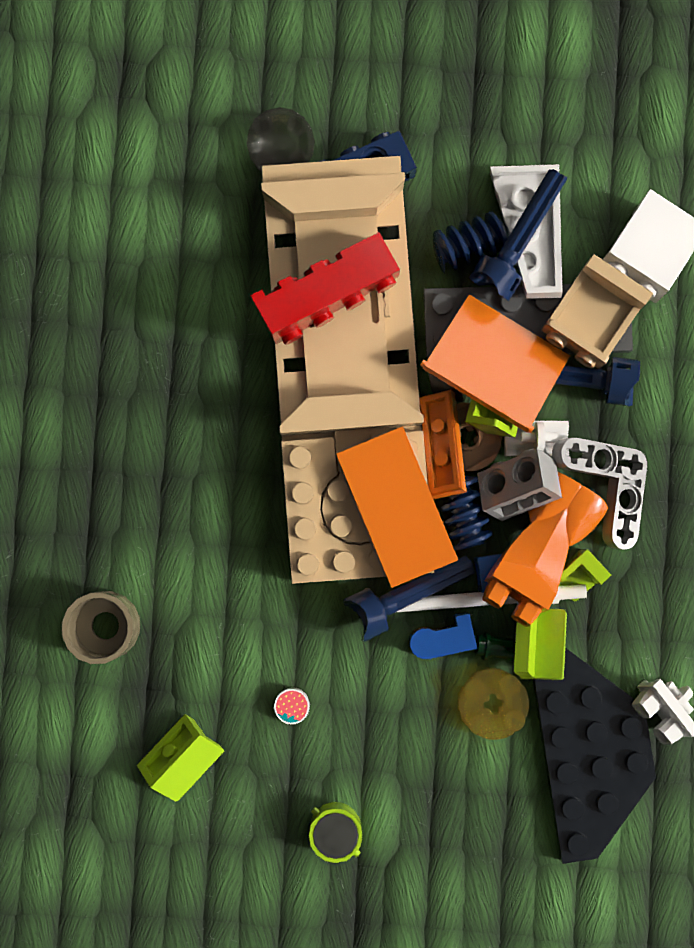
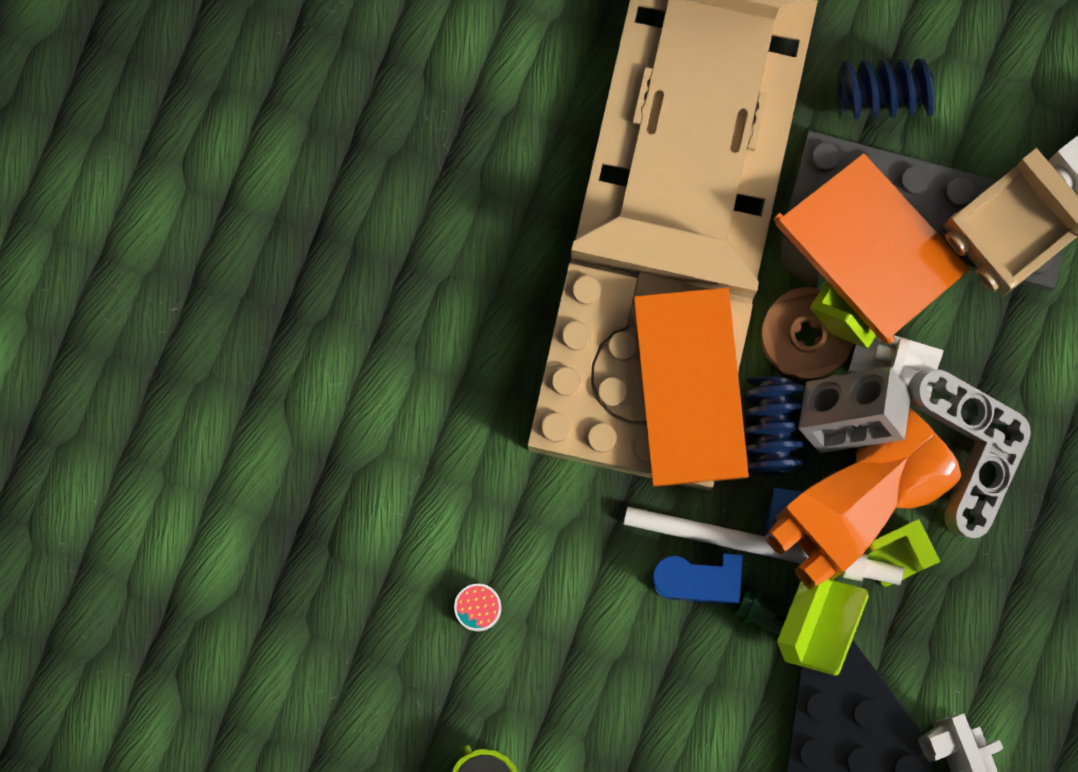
camera: 20 degrees right, 5 degrees down
(79, 631) = (247, 408): dark tan piece -> none
(179, 759) = (314, 630): lime panel -> none
(327, 289) = (684, 91): red wedge -> none
(374, 610) = (620, 514): dark blue piece -> none
(442, 444) = (772, 330): orange tile -> none
(500, 269) = (912, 134): dark blue piece -> none
(510, 715) = (716, 700): clear yellow plate -> none
(542, 259) = (972, 87): white wing -> none
(615, 381) = (1019, 319): dark blue piece -> none

